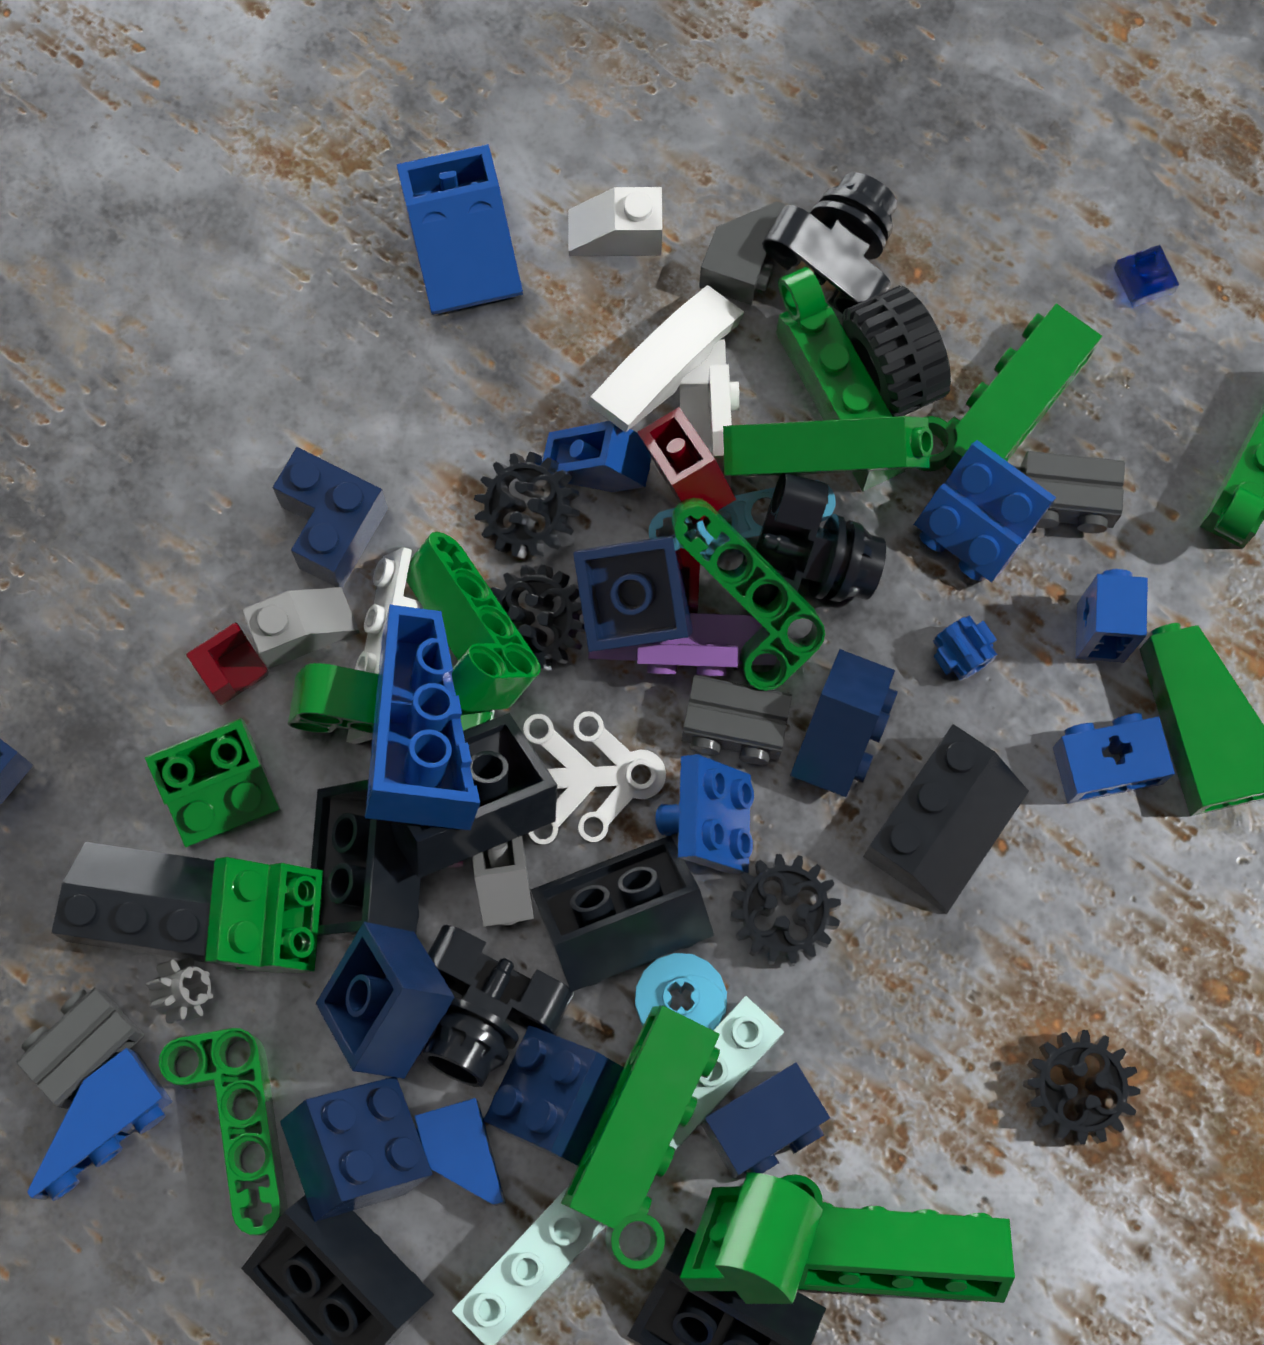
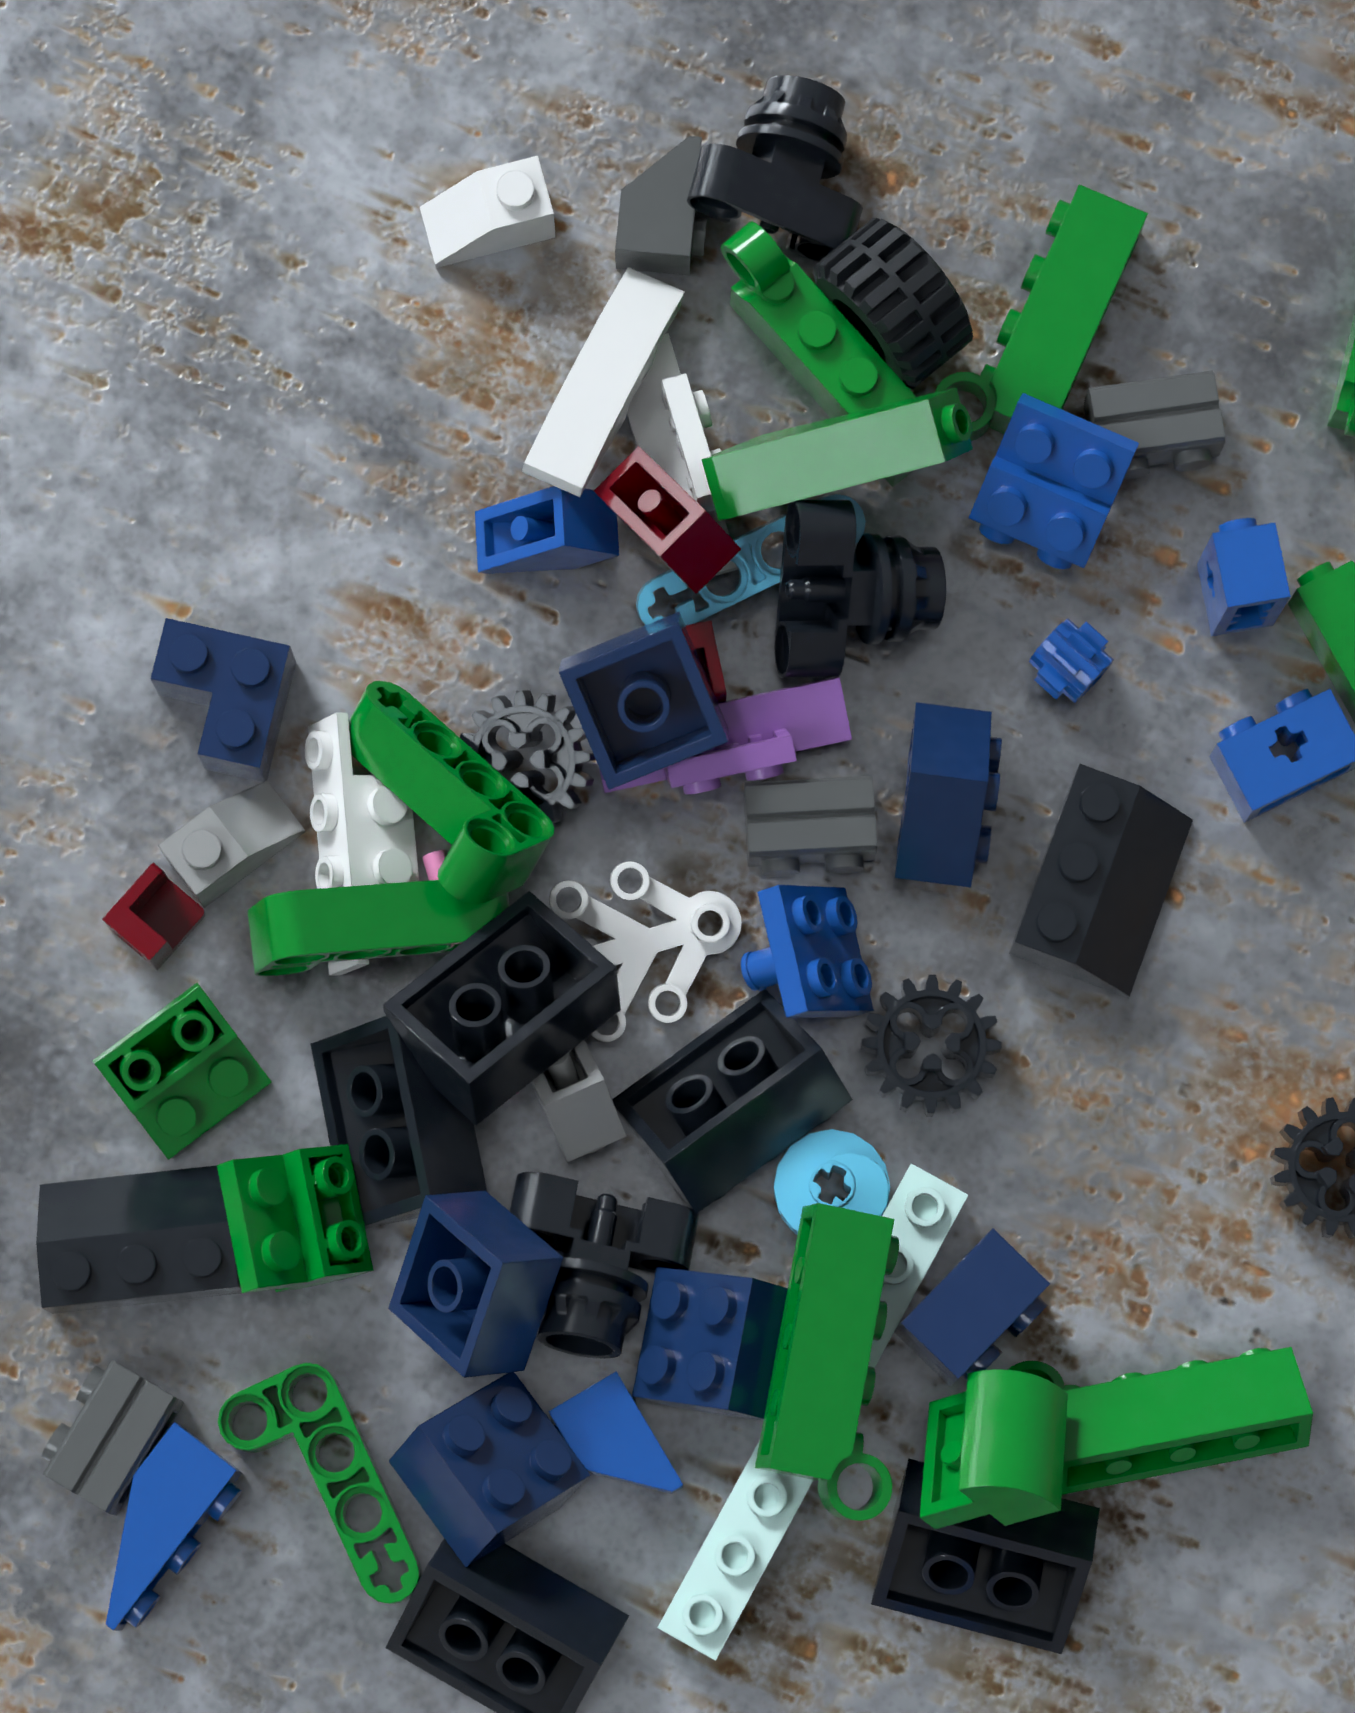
camera: 15 degrees left, 5 degrees up
(179, 990) = (215, 1336): light grey gear -> none
(418, 739) = (435, 962): blue wedge -> none
(460, 229) = (289, 273): blue slope -> none
(531, 478) = (478, 652): black gear -> none
(741, 584) = (776, 656): green beam -> none
(1146, 276) = (1185, 111): clear blue tile -> none

